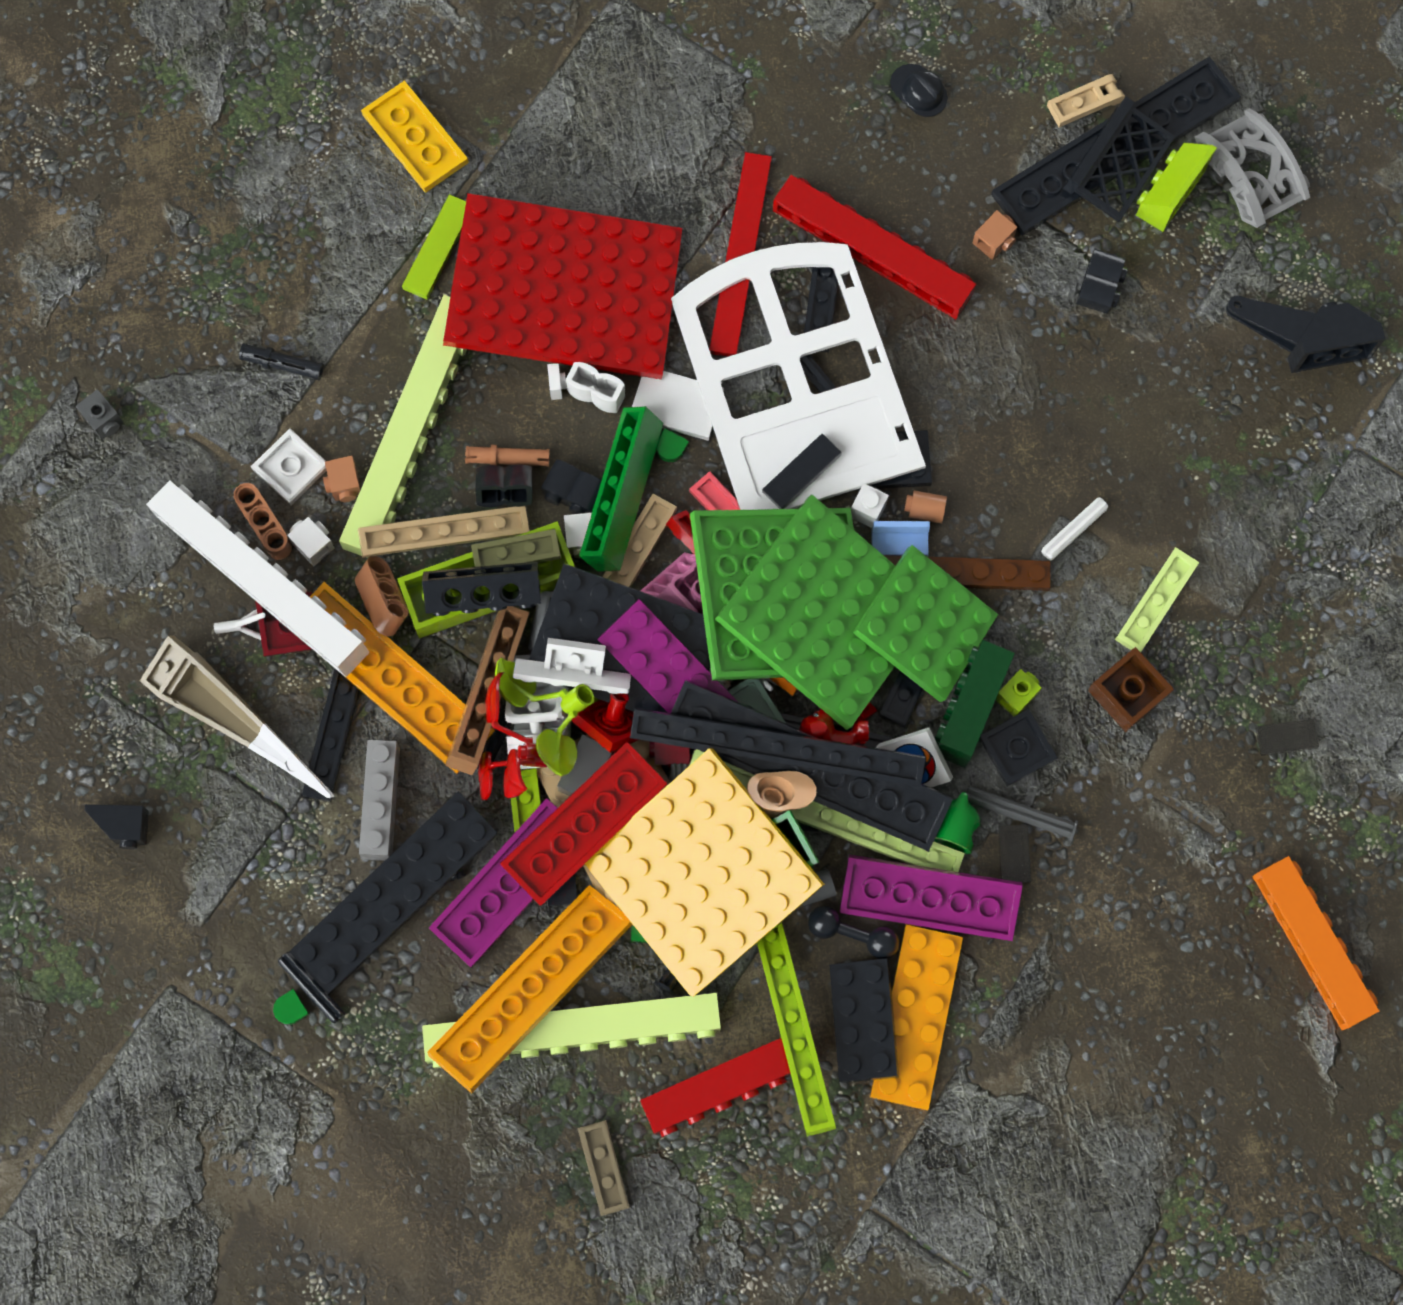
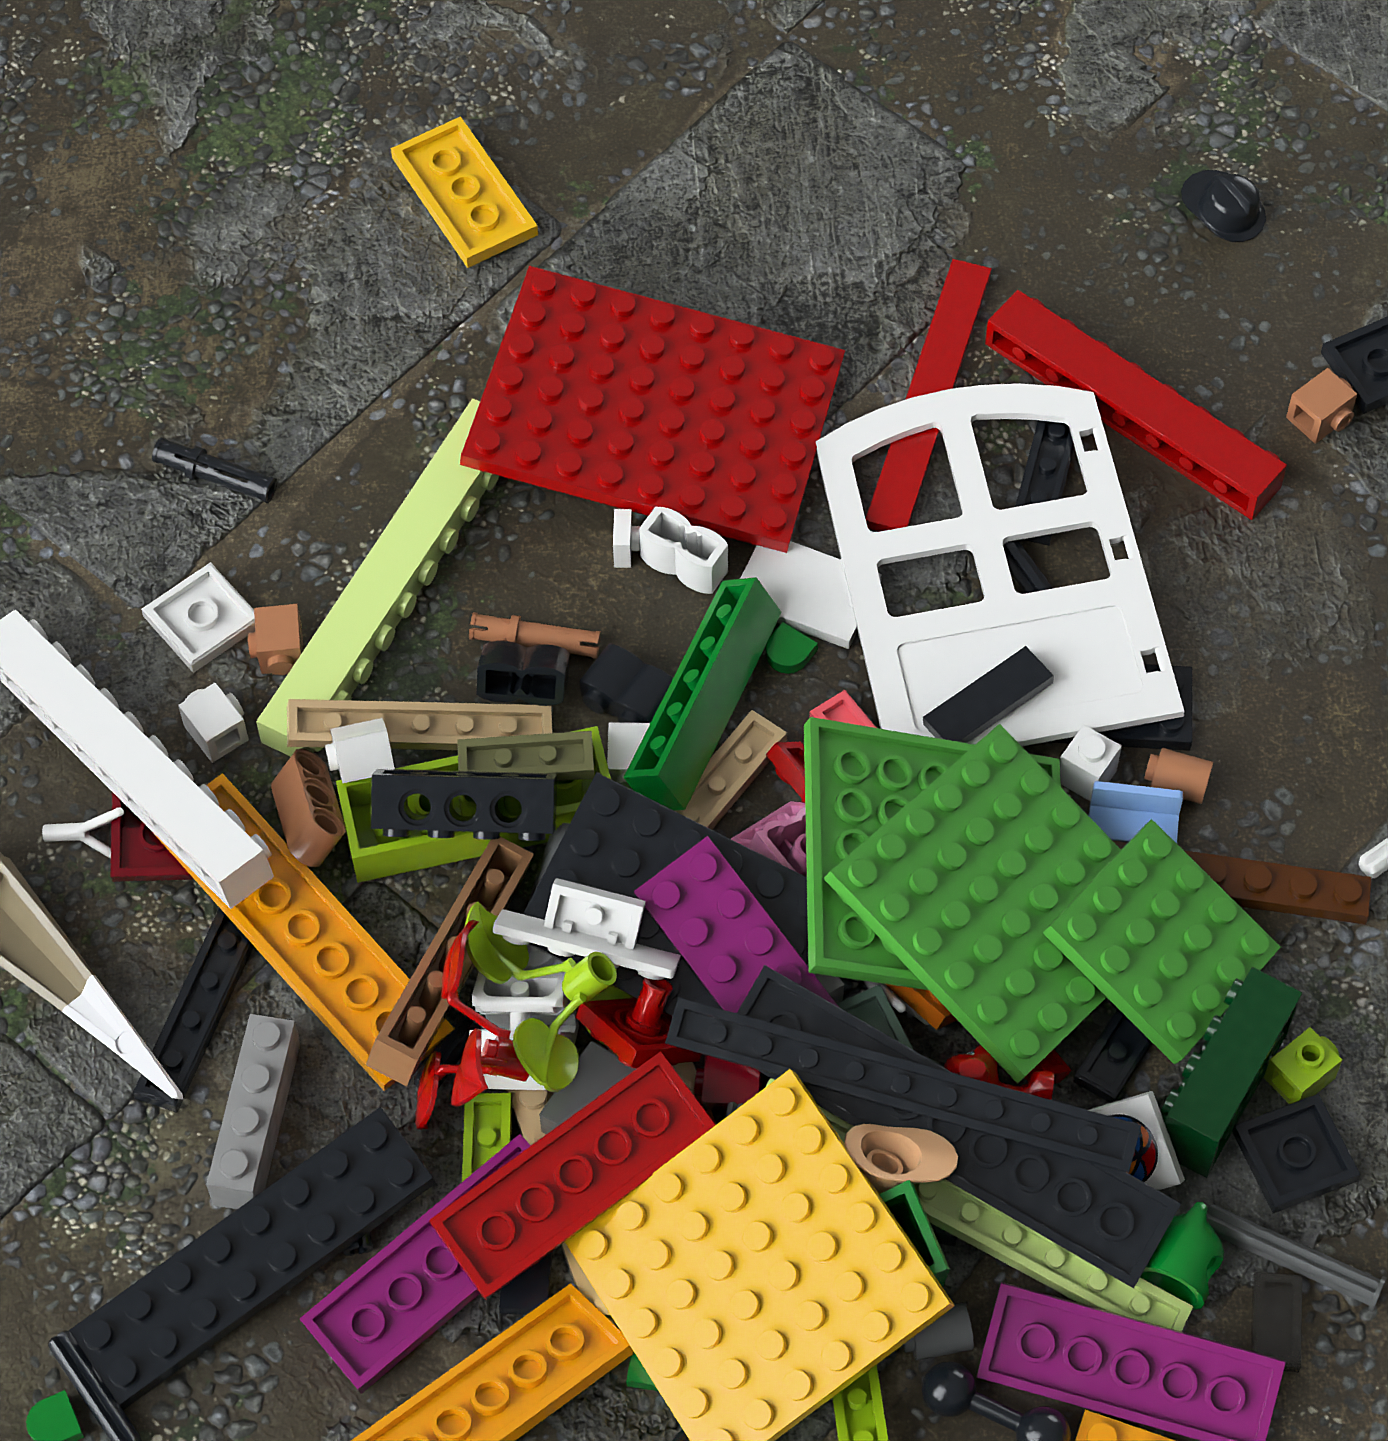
camera: 10 degrees right, 15 degrees down
(253, 512) = (140, 669): nougat beam -> none
(410, 557) = (359, 750): none -> white brick
(436, 249) = (469, 345): lime tile -> none

